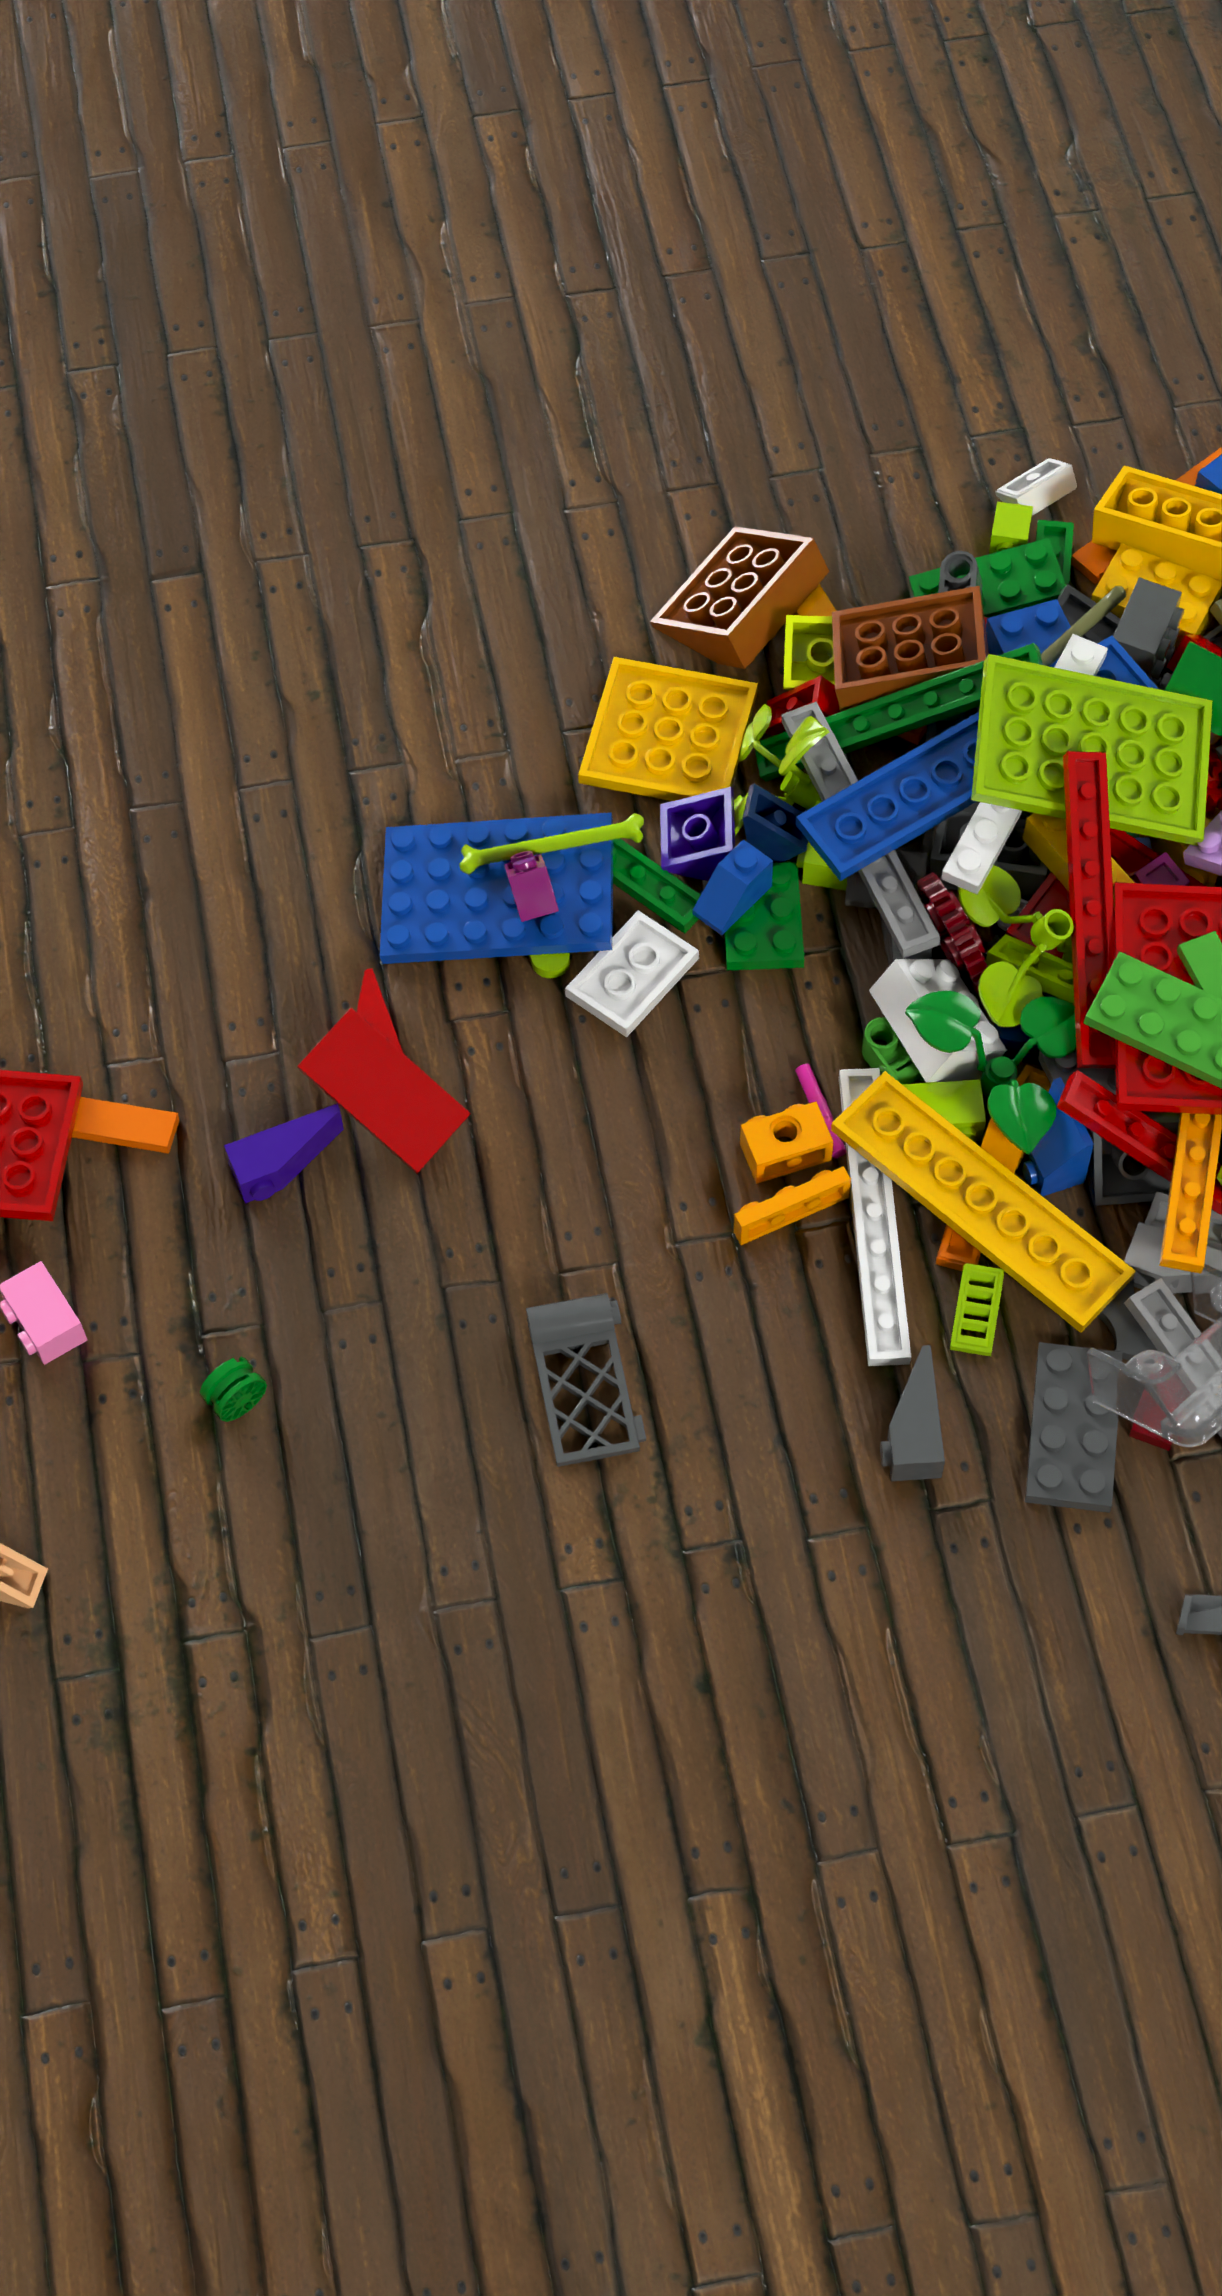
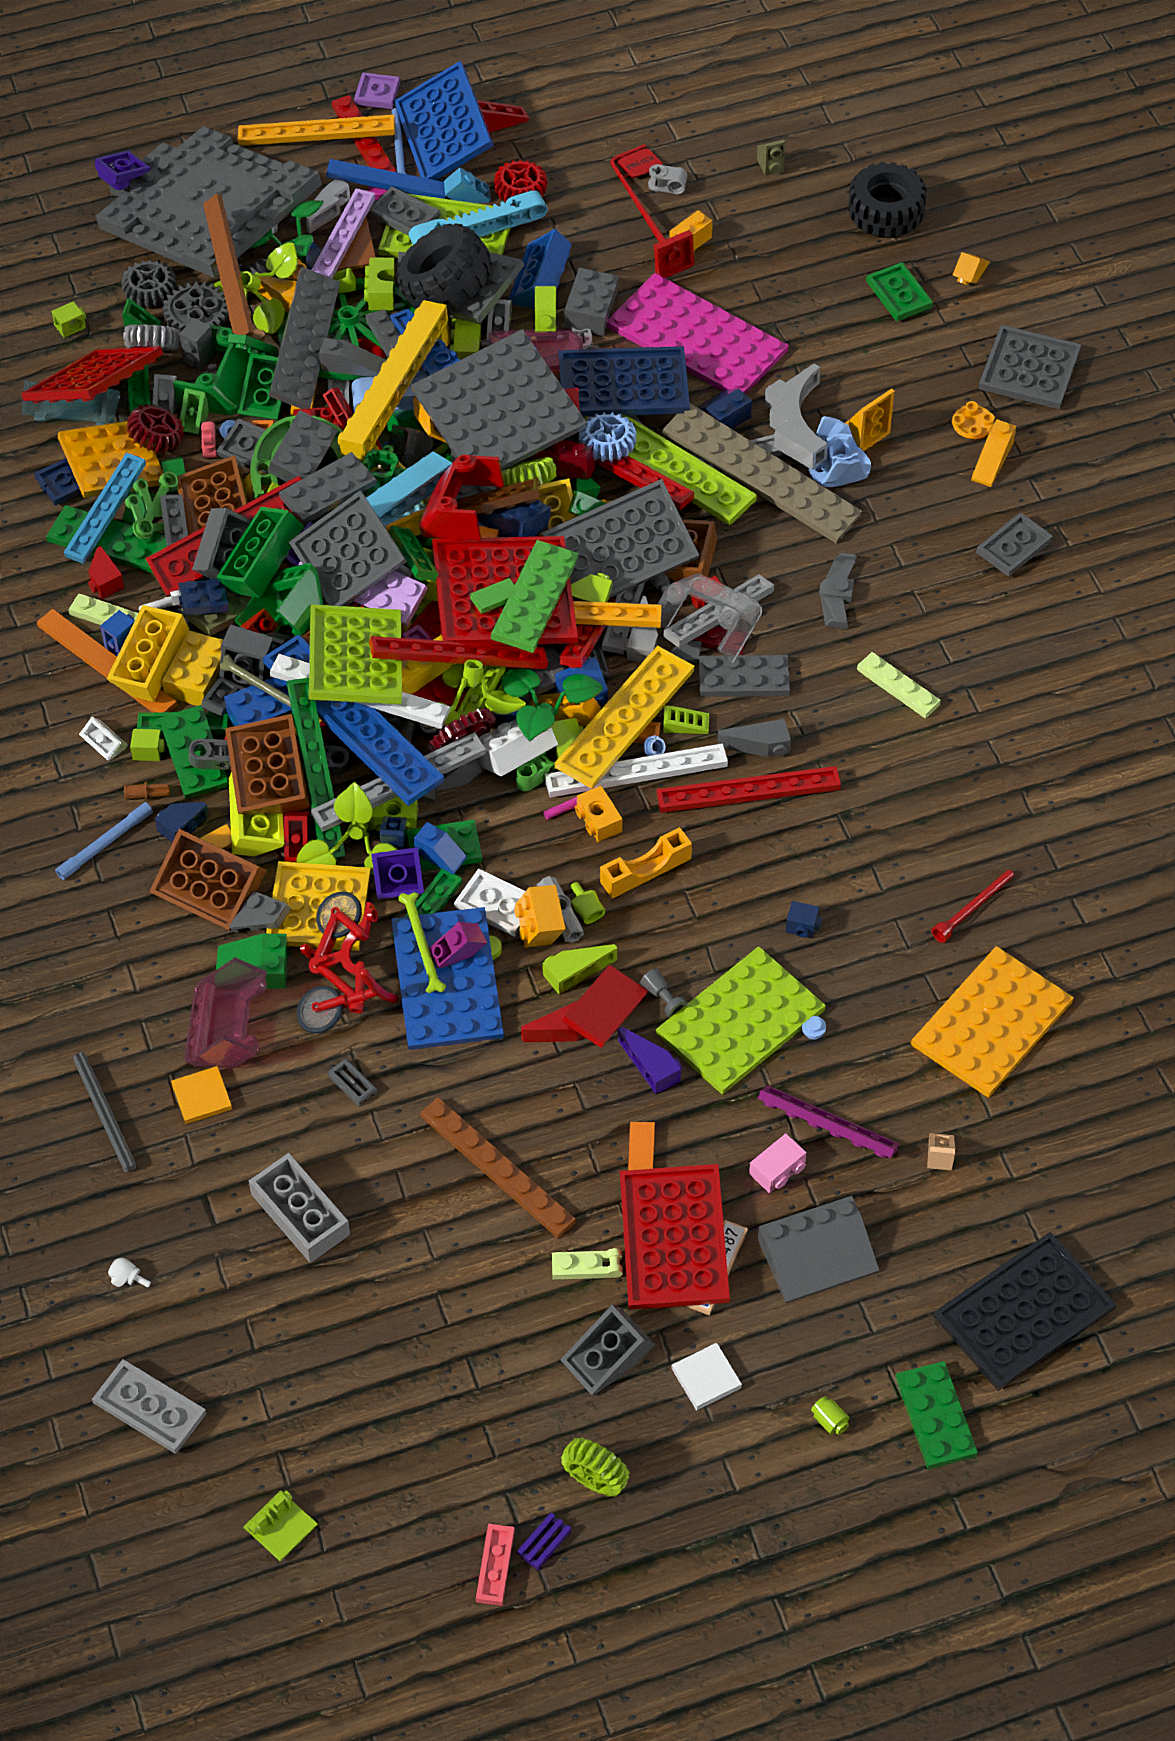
camera: 100 degrees left, 5 degrees down
(97, 468) = (124, 1272): none -> white piece
(99, 1405) = (836, 1125): none -> magenta plate
(132, 661) = (299, 1207): none -> light grey brick
(146, 927) = (498, 1168): none -> dark orange plate
(232, 1388) = (807, 1054): green wheel -> none
(244, 1721) = (992, 1021): none -> light orange plate
(292, 1416) = (814, 1027): none -> light blue plate
(337, 1308) = (740, 1020): none -> lime plate
(346, 759) = (364, 1095): none -> dark grey tile
(362, 458) = (104, 1112): none -> dark grey axle
(364, 571) = (201, 1095): none -> light orange tile
(420, 1184) = (656, 984): none -> dark grey piece
(446, 1668) = (943, 930): none -> red piece
(471, 593) = (221, 1016): none -> clear pink windscreen
(480, 1059) = (576, 965): none -> lime slope
(484, 723) = (323, 1005): none -> red piece
(508, 1430) = (803, 919): none -> dark blue brick
(568, 1009) = (539, 916): none -> light orange brick
(575, 647) = (263, 951): none -> green slope
(575, 1326) = (734, 898): dark grey piece -> none
(576, 1063) = (573, 929): none -> light grey piece
(607, 1102) = (587, 904): none -> lime piece
(652, 1173) = (667, 854): none -> light orange arch
(662, 652) = (260, 913): none -> dark grey wing
(791, 1204) = (638, 807): light orange plate -> none
(808, 1394) = (748, 789): none -> red plate
(854, 564) = (181, 816): none -> dark blue slope
(874, 514) = (131, 820): none -> medium blue piece
(912, 1249) = (658, 743): none -> medium blue plate
(925, 530) = (146, 791): none -> dark orange axle
(1025, 1701) = (898, 685): none -> yellowish green plate

